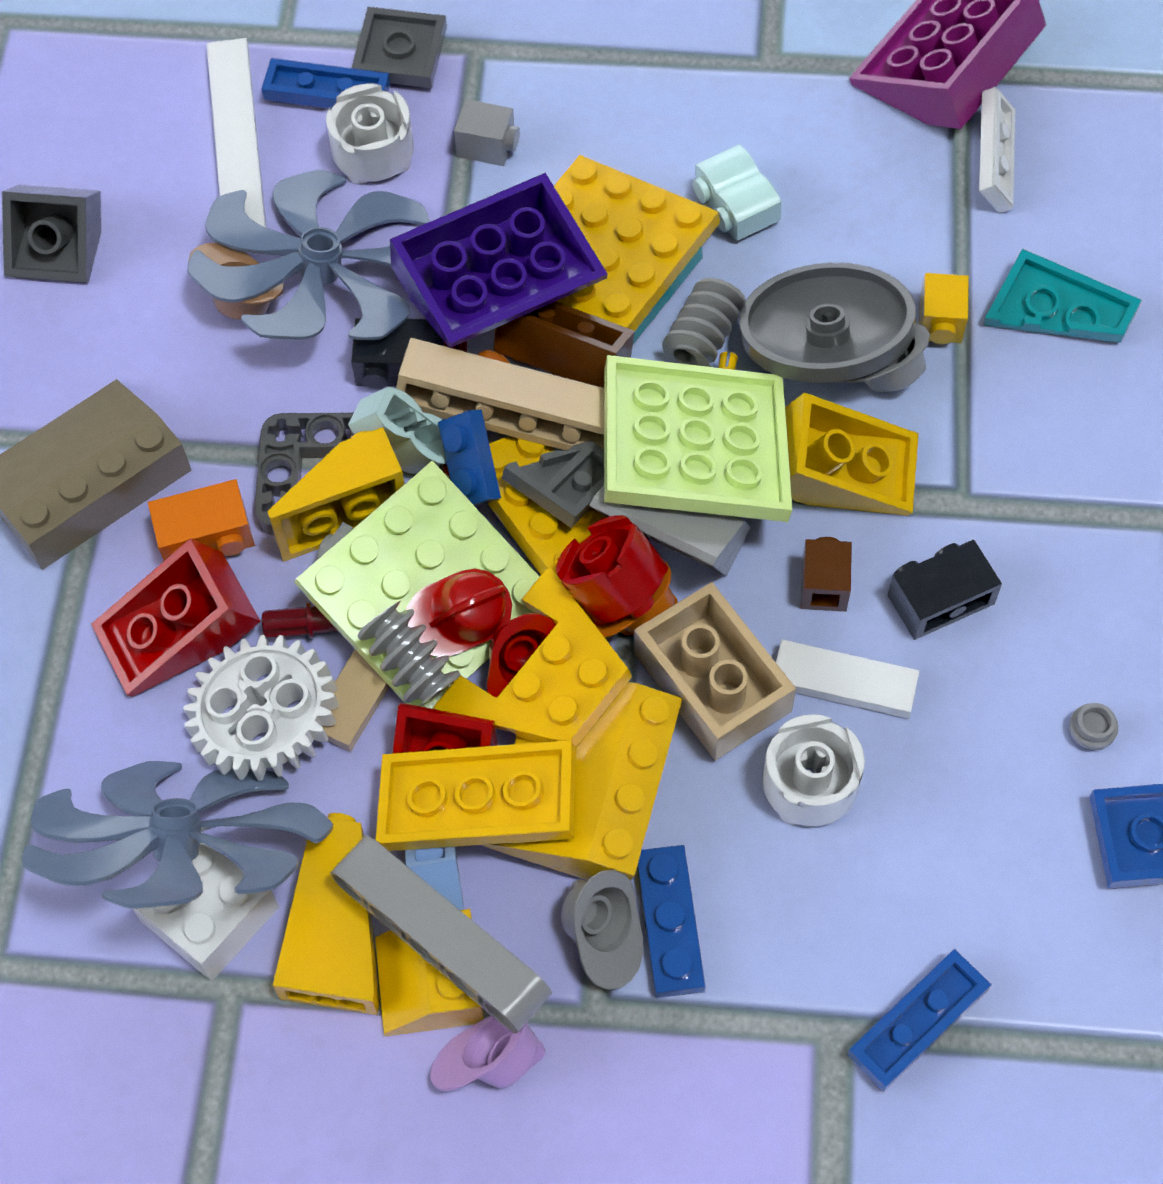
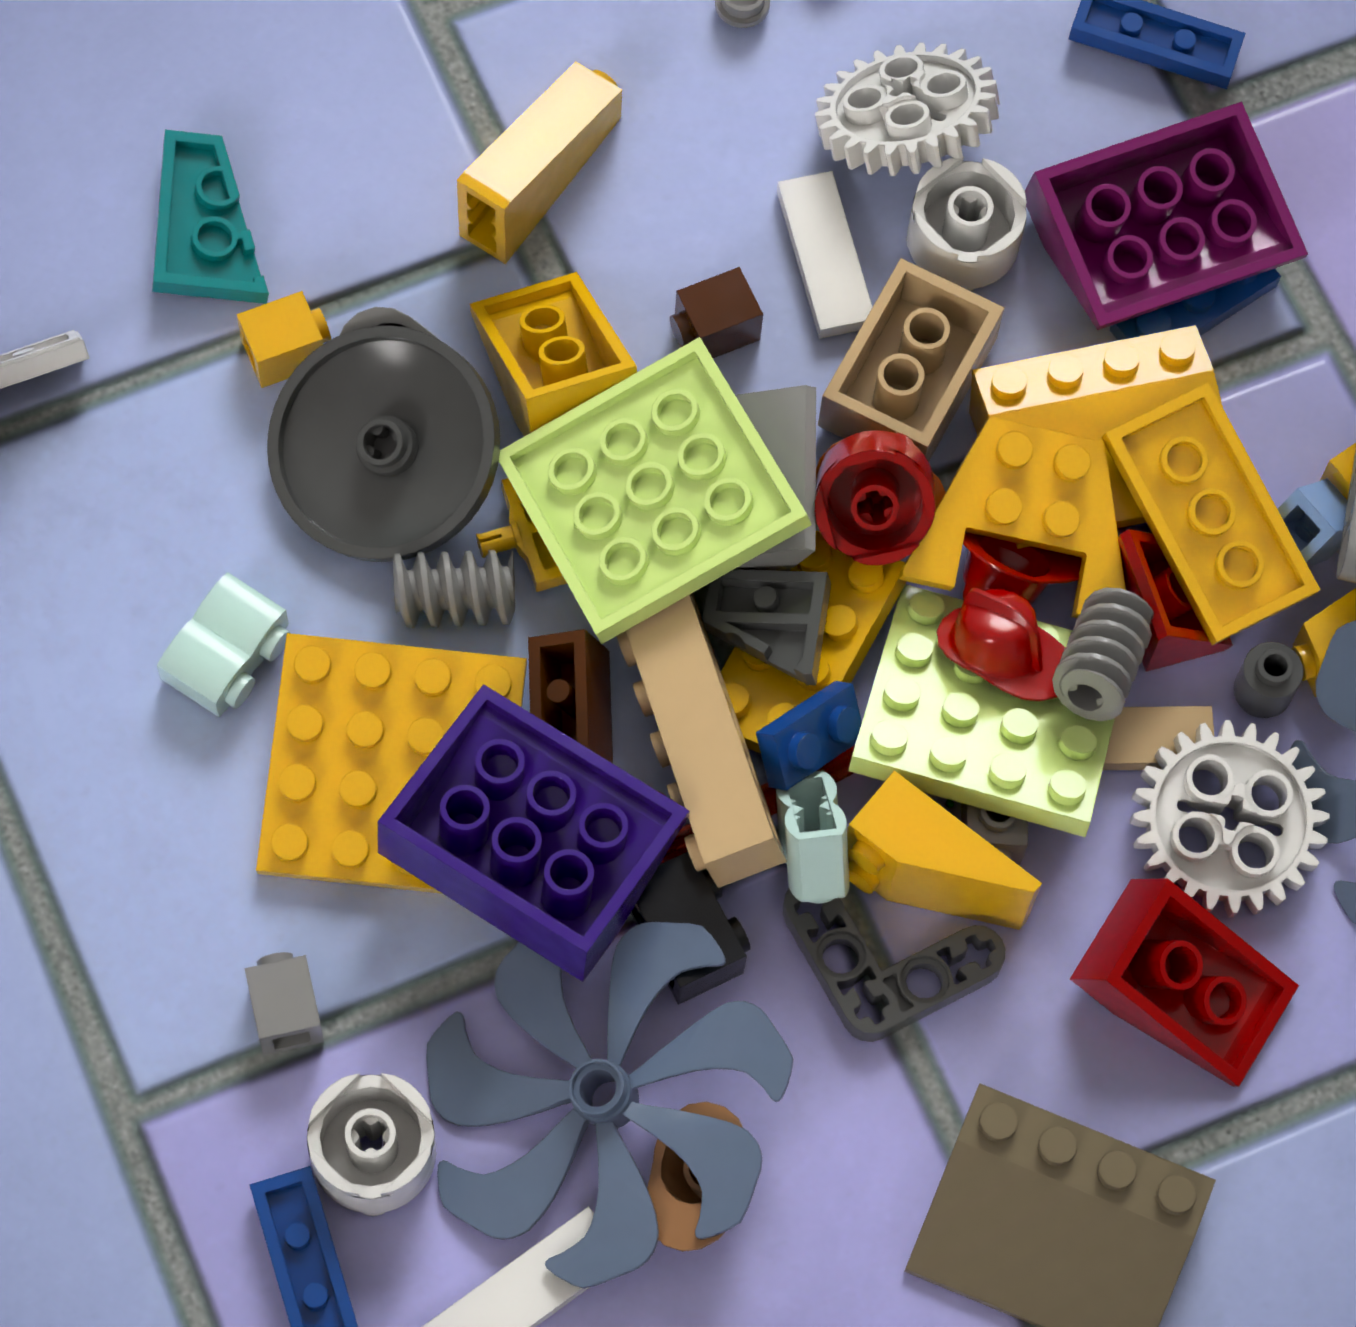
camera: 125 degrees left, 5 degrees up
(207, 515) = (1050, 1022): orange brick -> none
(295, 622) = (1107, 851): dark red axle -> none
(338, 783) = (1268, 679): none -> dark grey brick
(401, 44) = (186, 1205): dark grey plate -> none
(606, 927) = (1253, 350): light grey piece -> none
(741, 917) = (1164, 216): none -> magenta slope
(941, 807) = (907, 109): none -> white gear
(943, 588) = (667, 193): black brick -> none
(1010, 509) = (535, 160): none -> slope

